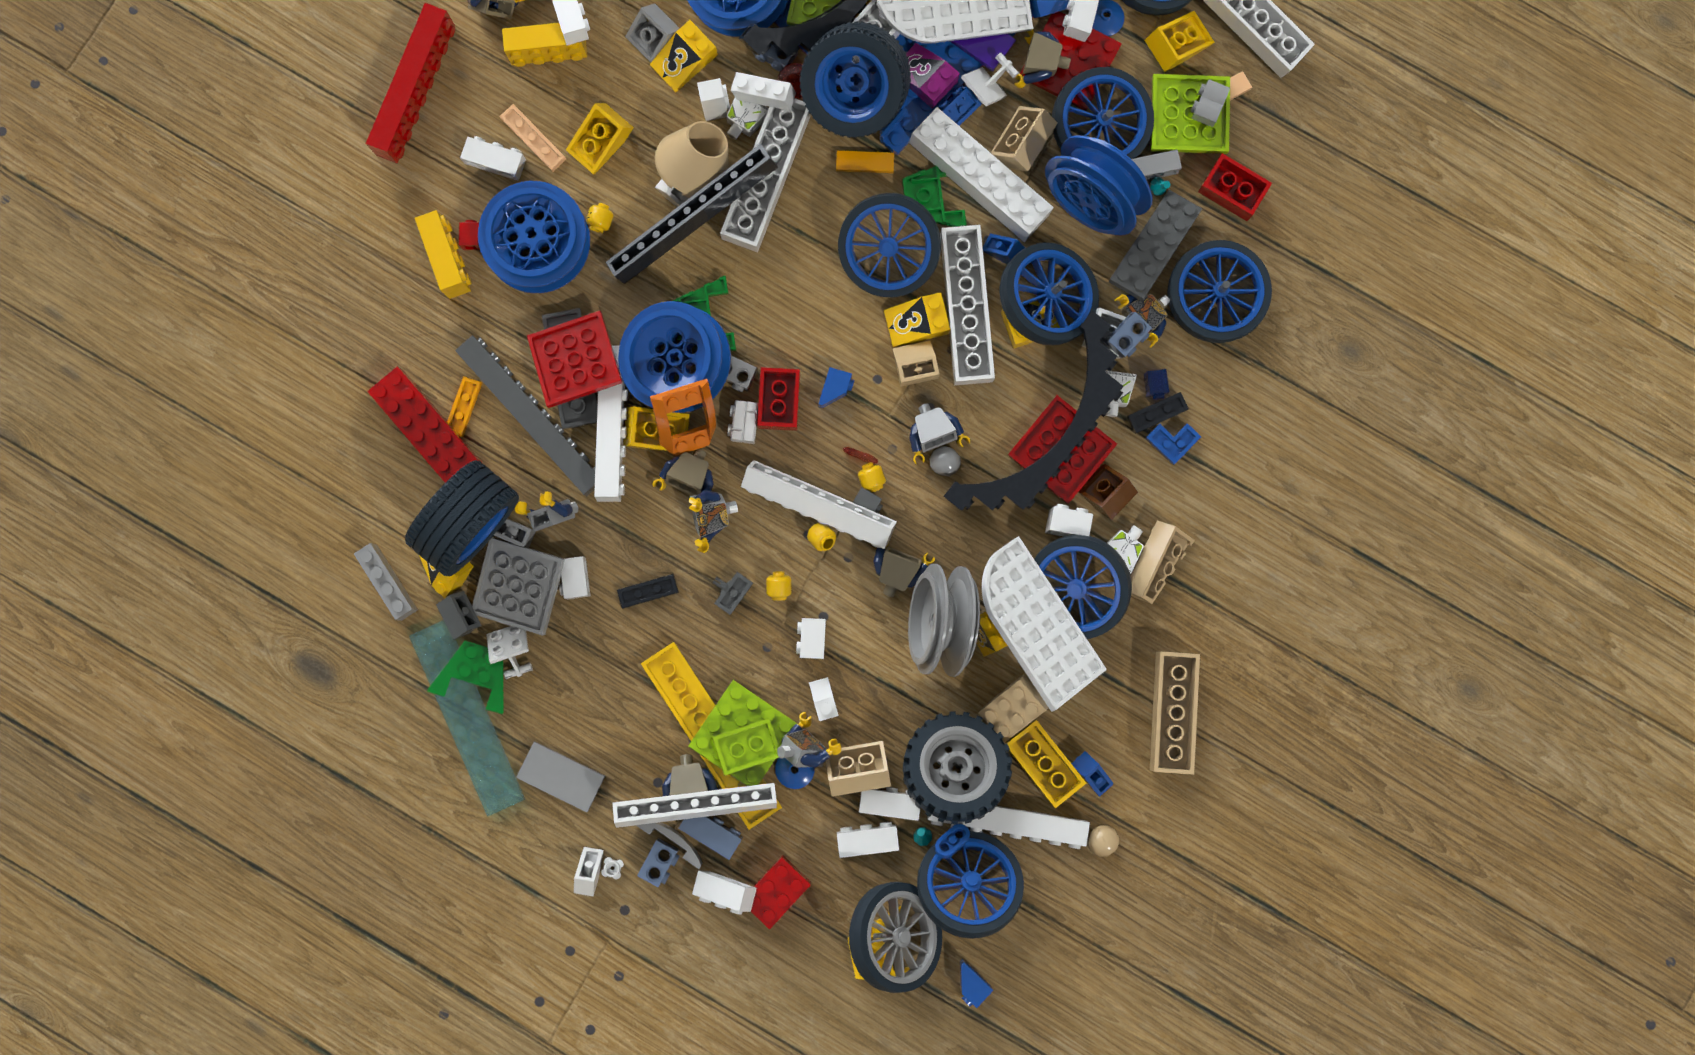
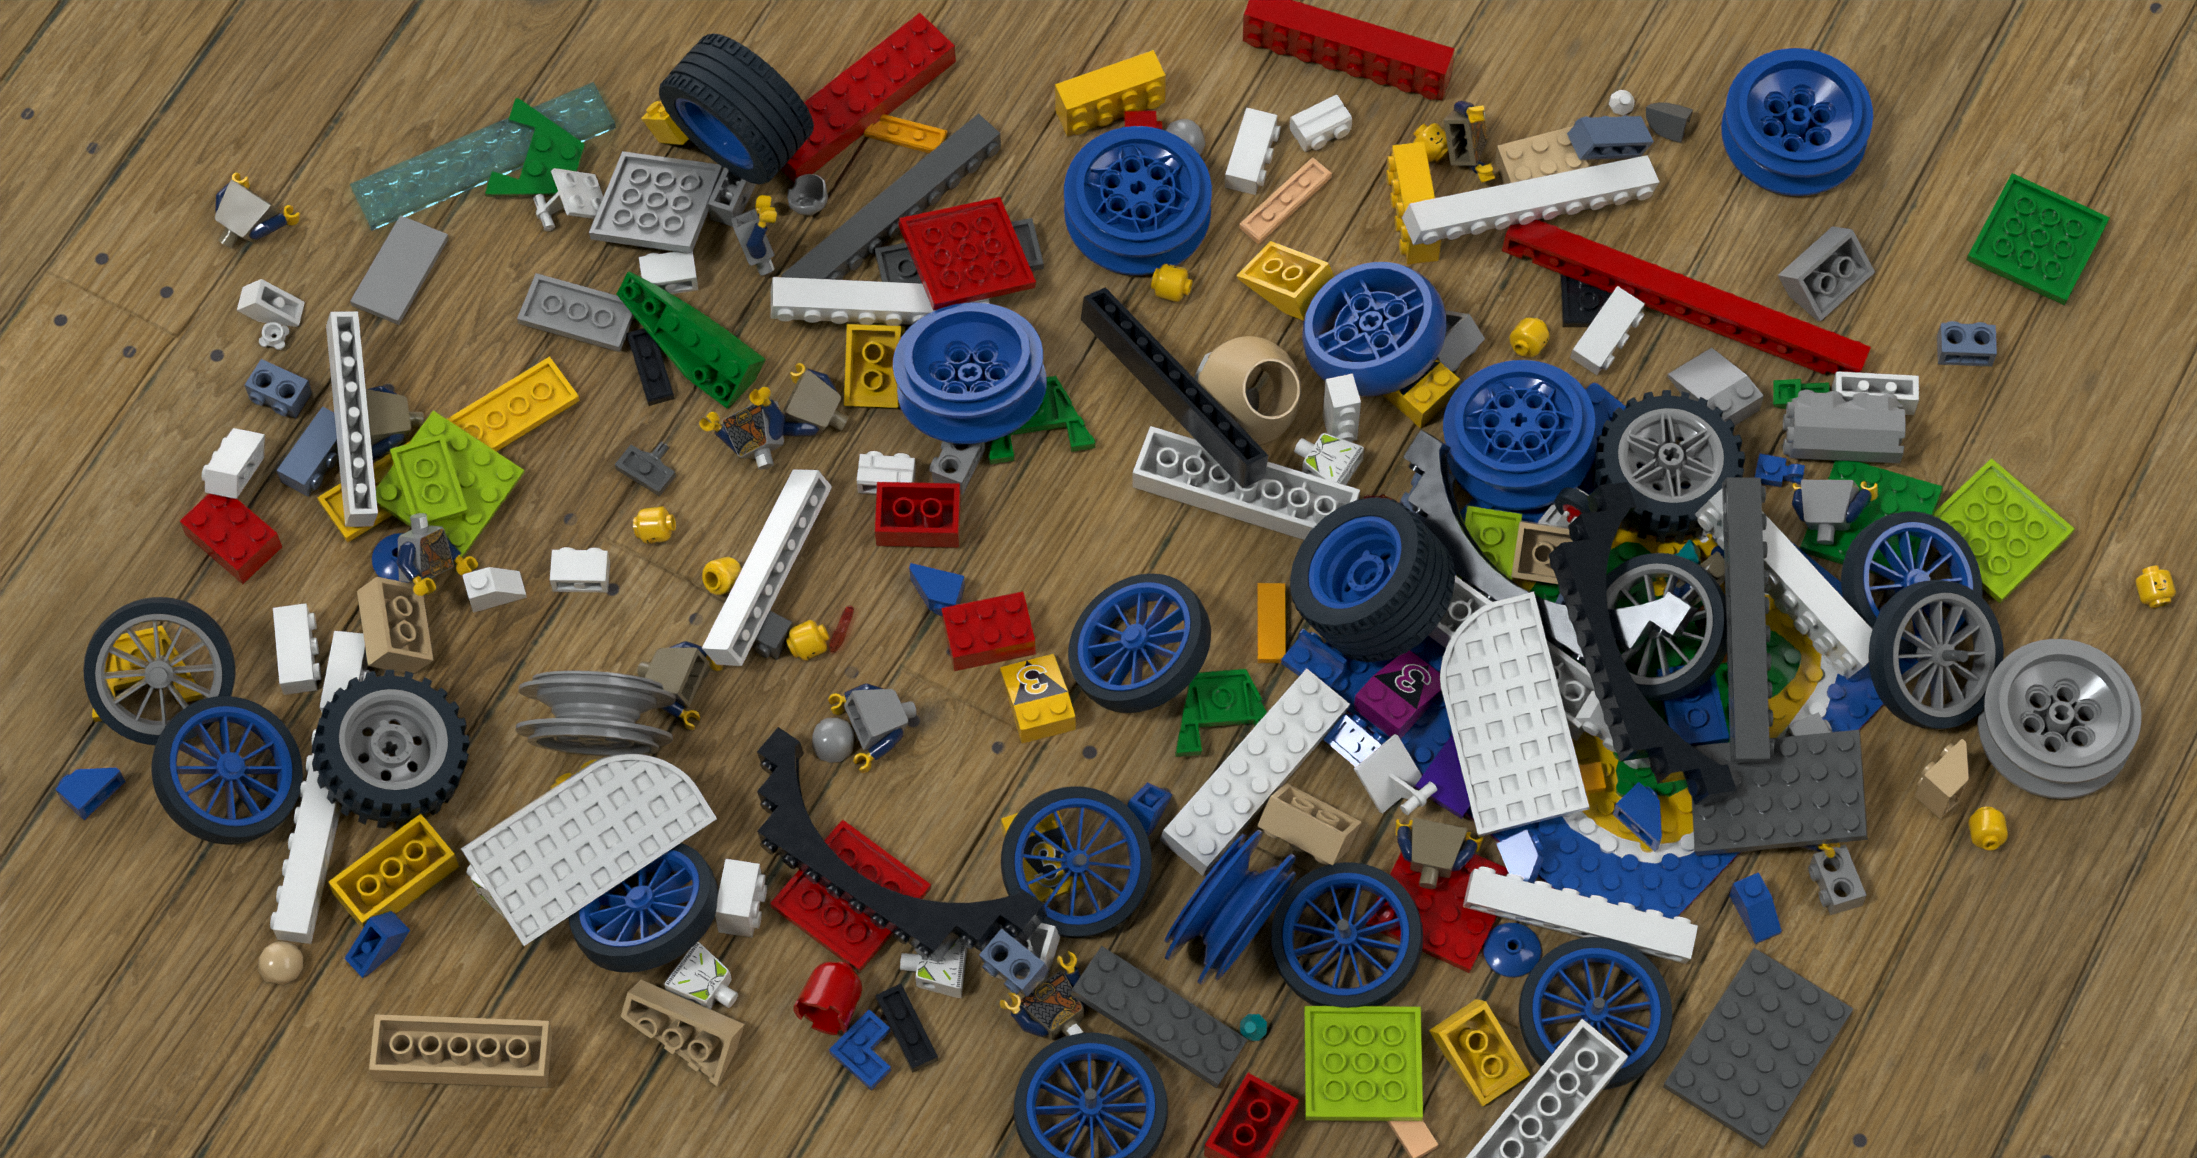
camera: 90 degrees right, 20 degrees down
(385, 581) = (661, 51): light grey brick -> none
(458, 615) = (619, 135): dark grey brick -> none
(472, 108) = (1321, 123): none -> white brick
(475, 205) = (1189, 132): none -> light grey hair
(491, 31) = (1434, 139): none -> yellow head
(511, 893) = (247, 213): none -> torso
(515, 475) = (808, 194): none -> light grey hair
(603, 644) = (576, 312): none -> light grey plate
(616, 86) = (1374, 326): none -> blue wheel
(632, 559) = (693, 341): none -> green wedge
(679, 399) = (906, 375): orange wedge -> none
(691, 855) = (289, 428): light grey slope -> none
(763, 91) = (1354, 466): white brick -> none
(869, 352) = (988, 631): none -> red brick
(916, 363) = (973, 692): tan slope -> none
(922, 836) = (299, 721): teal rock -> none
(951, 841) = (289, 745): blue plate -> none
(967, 305) = (1059, 757): white brick -> none
(1014, 707) = (465, 817): tan brick -> none
(1108, 491) = (786, 958): reddish brown slope -> none
(1138, 461) = (829, 997): none -> red cylinder
(1156, 384) = (949, 1024): clear blue brick -> none
(1159, 164) = (1281, 1016): light grey piece -> none
(1210, 103) = (1375, 1080): light grey brick -> none

